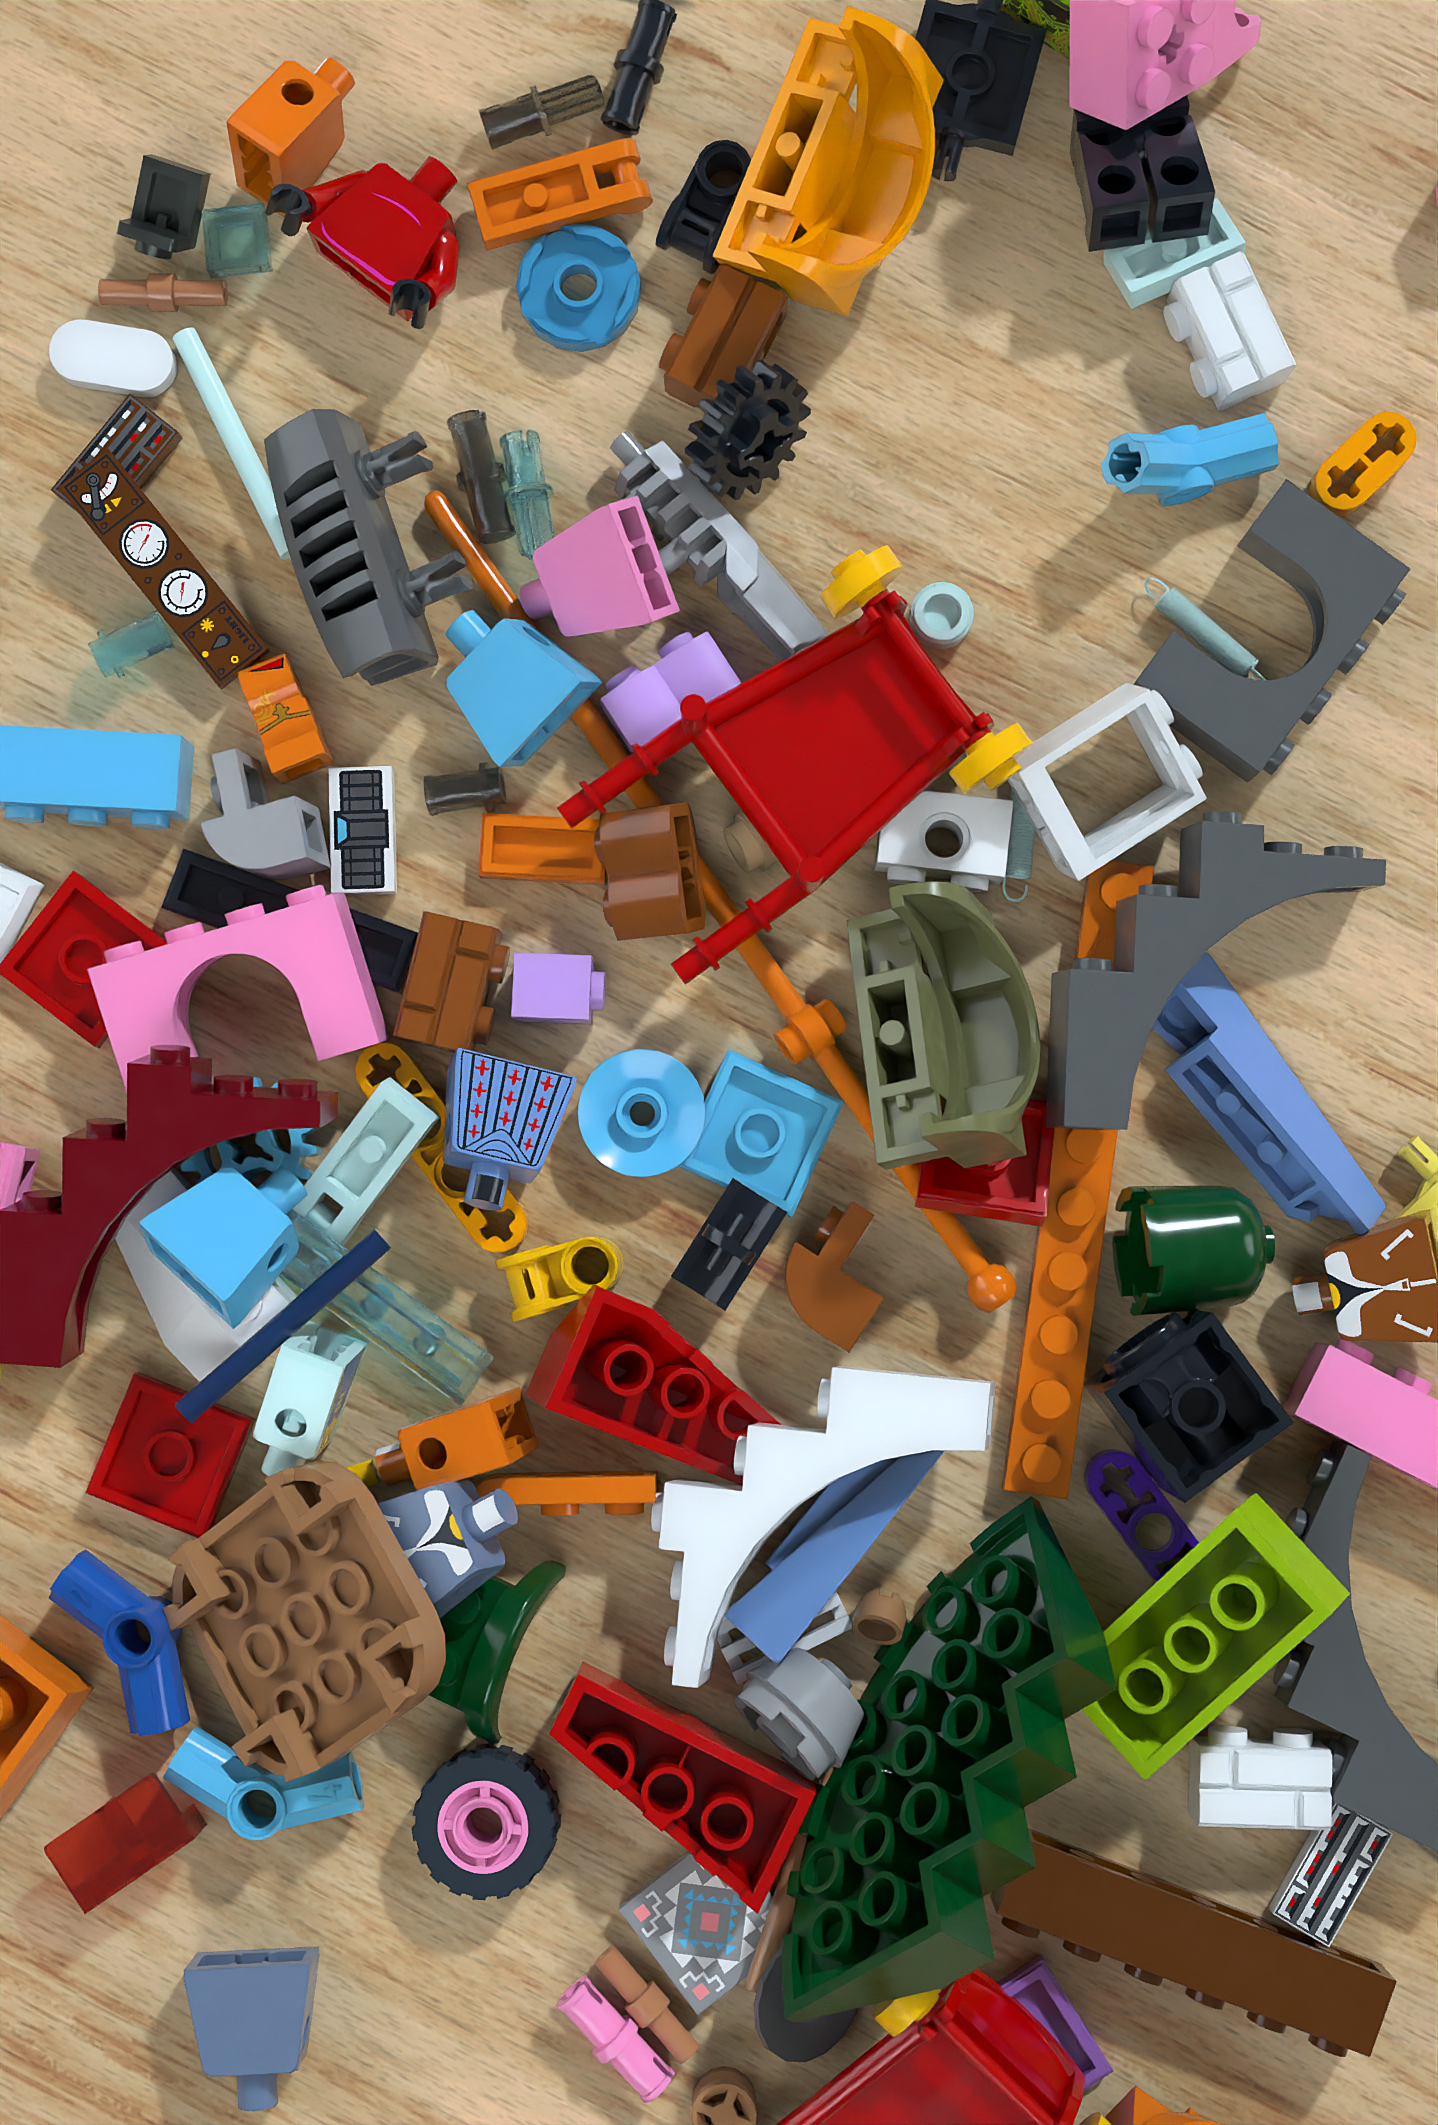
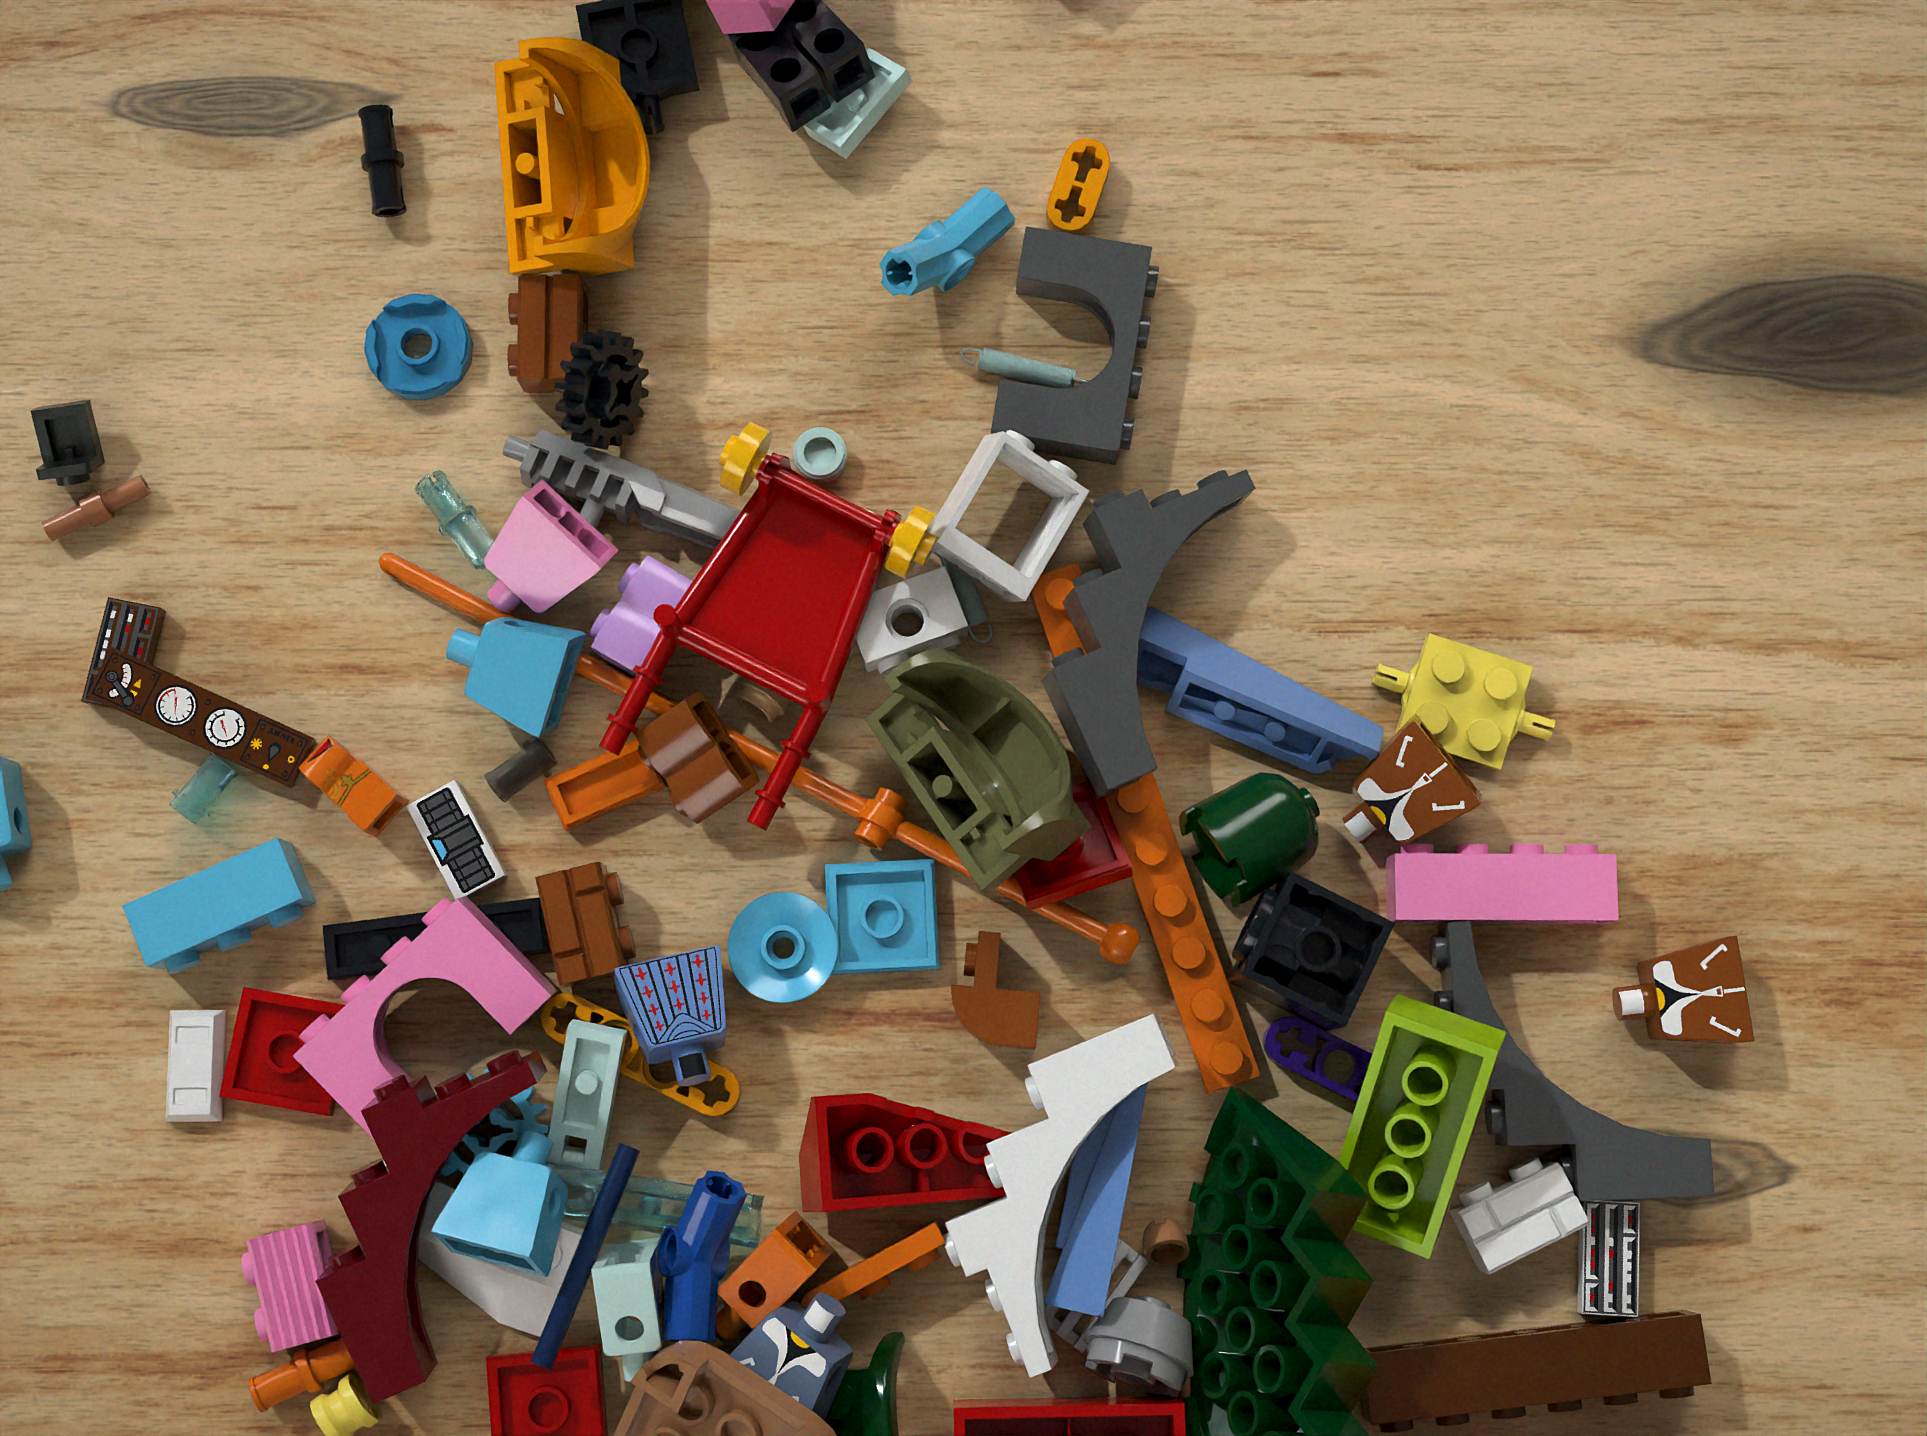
camera: 35 degrees left, 5 degrees down
(113, 358) = (81, 577): white tile -> none
(232, 433) = (212, 593): light aqua bar -> none
(236, 240) = (135, 440): clear light blue tile -> none
(262, 837) = (376, 885): light grey brick -> none
(289, 128) = (136, 339): orange torso -> none
(348, 547) = (338, 629): dark grey piece -> none
(382, 232) = (246, 379): red torso -> none
(395, 1385) = (697, 1257): none -> blue piece
(481, 476) = (414, 525): clear smoke pin -> none
(540, 110) = (322, 230): clear smoke axle -> none
(554, 1275) = (778, 1108): yellow piece -> none
(556, 988) = (668, 885): lavender brick -> none
(558, 193) = (368, 284): orange plate -> none
(701, 209) = (483, 243): black piece -> none
(729, 1244) = (901, 1013): black hips -> none
(1228, 332) = (927, 140): white brick -> none

